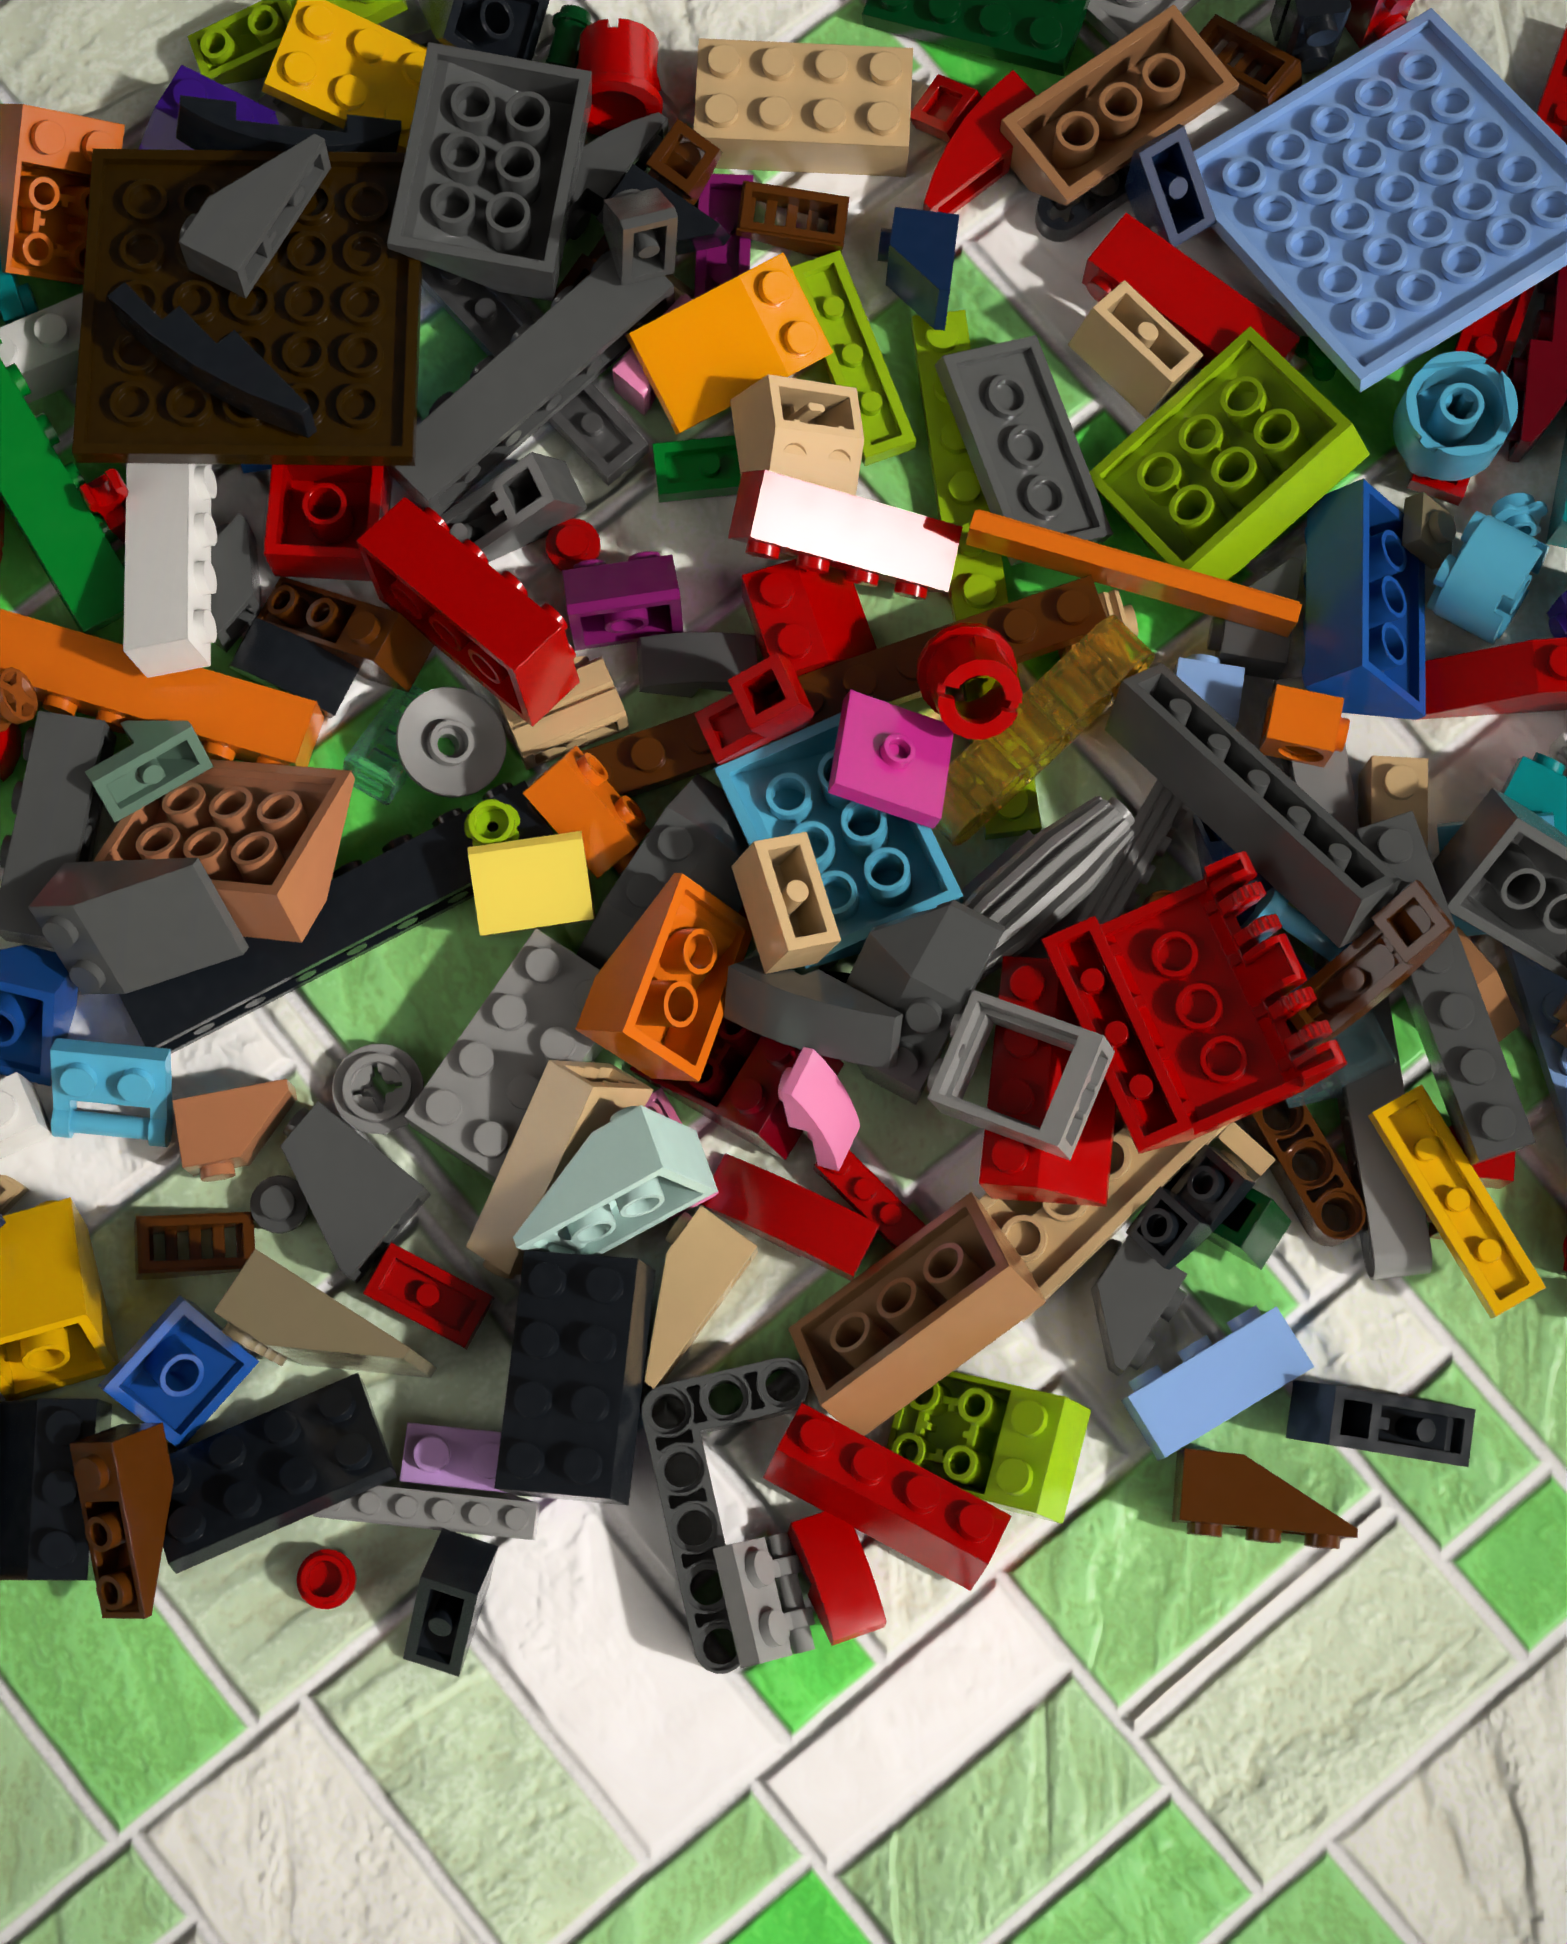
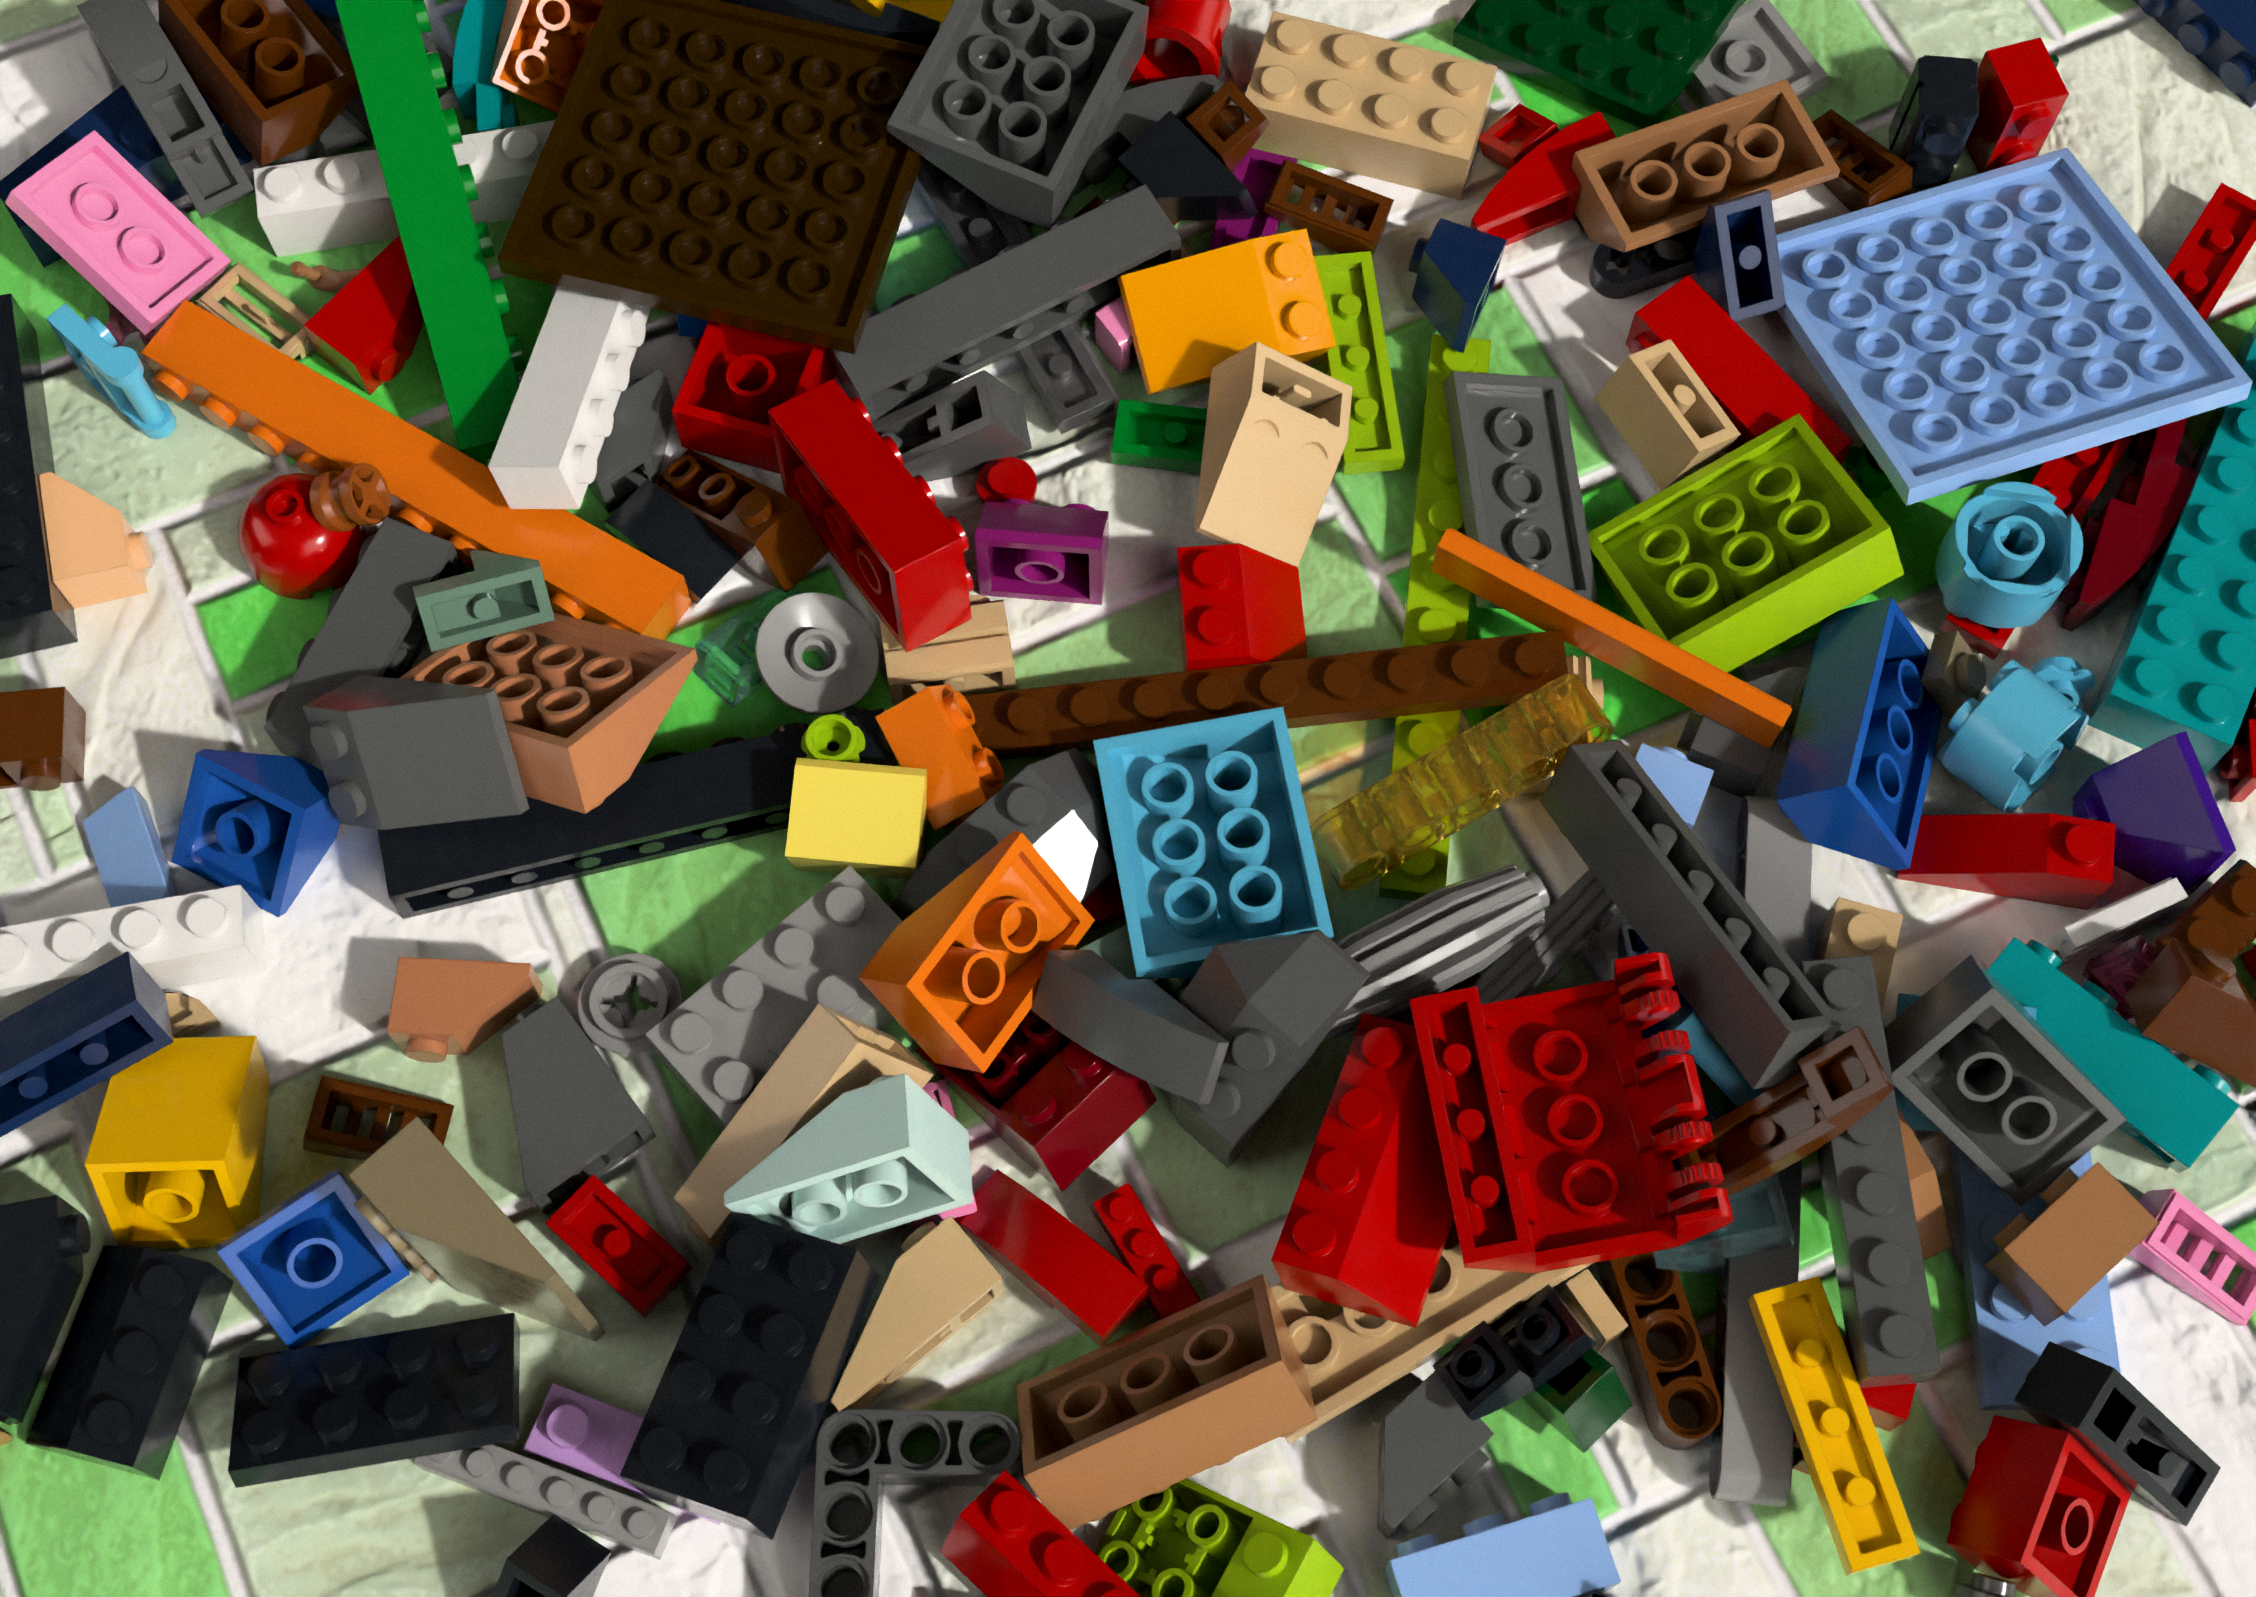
camera: 15 degrees right, 10 degrees down
(108, 497) = (524, 319): red plate -> none
(111, 1076) = (342, 916): medium azure plate -> none
(125, 1508) = (202, 1388): reddish brown slope -> none
(224, 369) = (676, 206): black slope -> none
(251, 217) = (755, 69): dark grey slope -> none
(278, 1204) = (482, 1104): dark grey plate -> none
(326, 1579) = (407, 1542): red plate -> none
(641, 234) = (1157, 176): dark grey slope -> none
(693, 660) = (1099, 628): dark grey slope -> none
(762, 708) = (1161, 686): red brick -> none
(786, 902) = (1130, 892): tan brick -> none
(821, 1106) = (1115, 1132): bright pink slope -> none
(844, 533) = (1300, 526): brick -> none
(891, 759) = (1290, 771): dark pink plate -> none
(961, 654) = (1395, 673): red piece -> none
(1074, 1093) = (1400, 1179): light grey window -> none
(1303, 726) = (1767, 845): orange brick -> none

